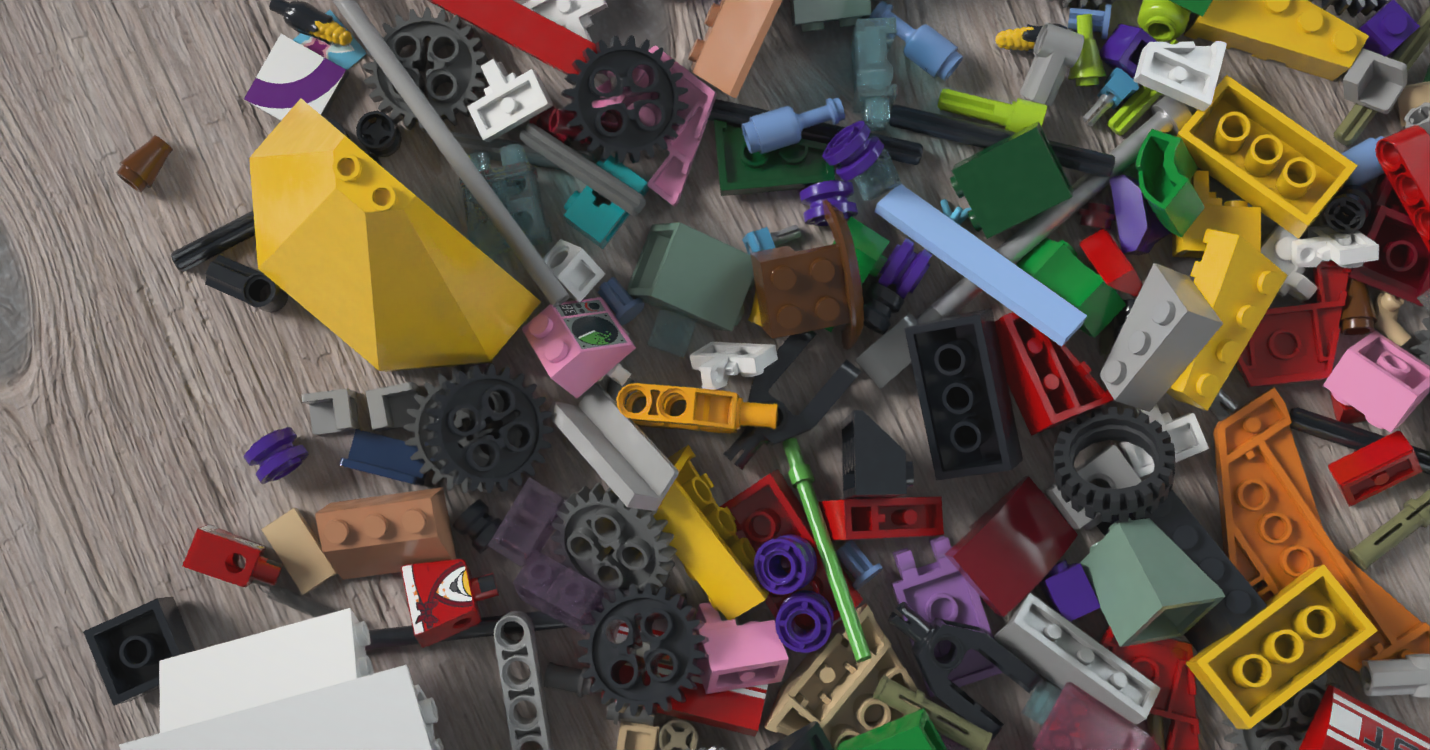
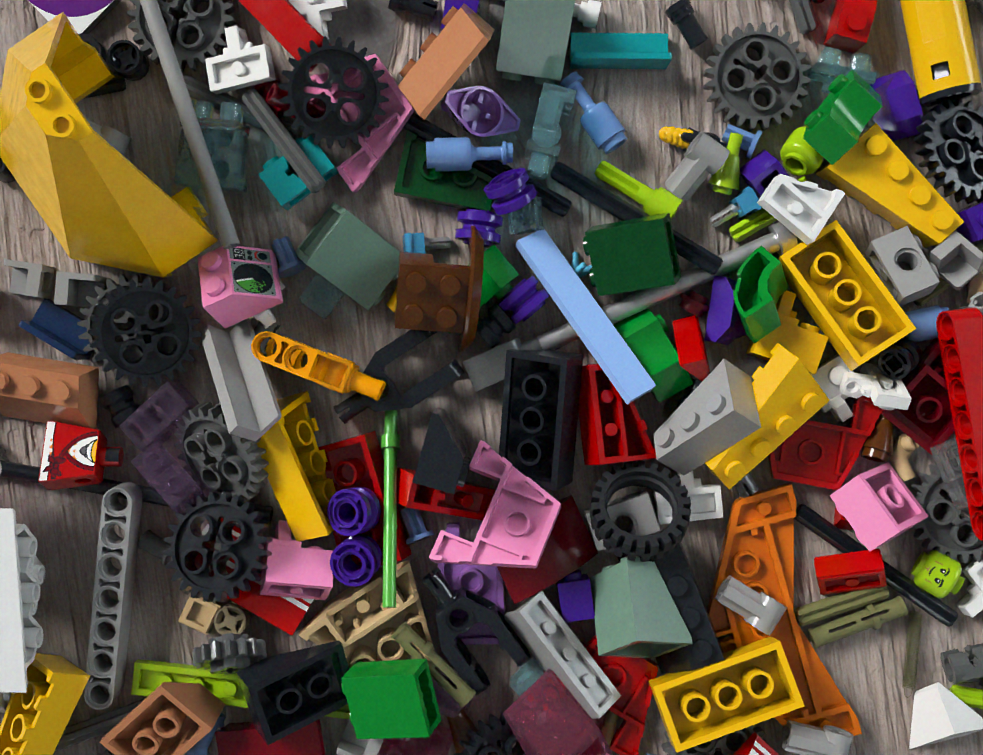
camera: 25 degrees right, 5 degrees up
(573, 269) = (252, 221): white brick -> none
(723, 359) = (355, 332): white hinge -> none
(791, 74) = (480, 111): none -> medium lavender hat
(976, 523) = (514, 524): none -> bright pink wing
(1284, 539) = (756, 608): none -> light grey piece
(1315, 84) = (907, 248): none -> light grey brick
(1375, 510) = (838, 604): none -> olive axle

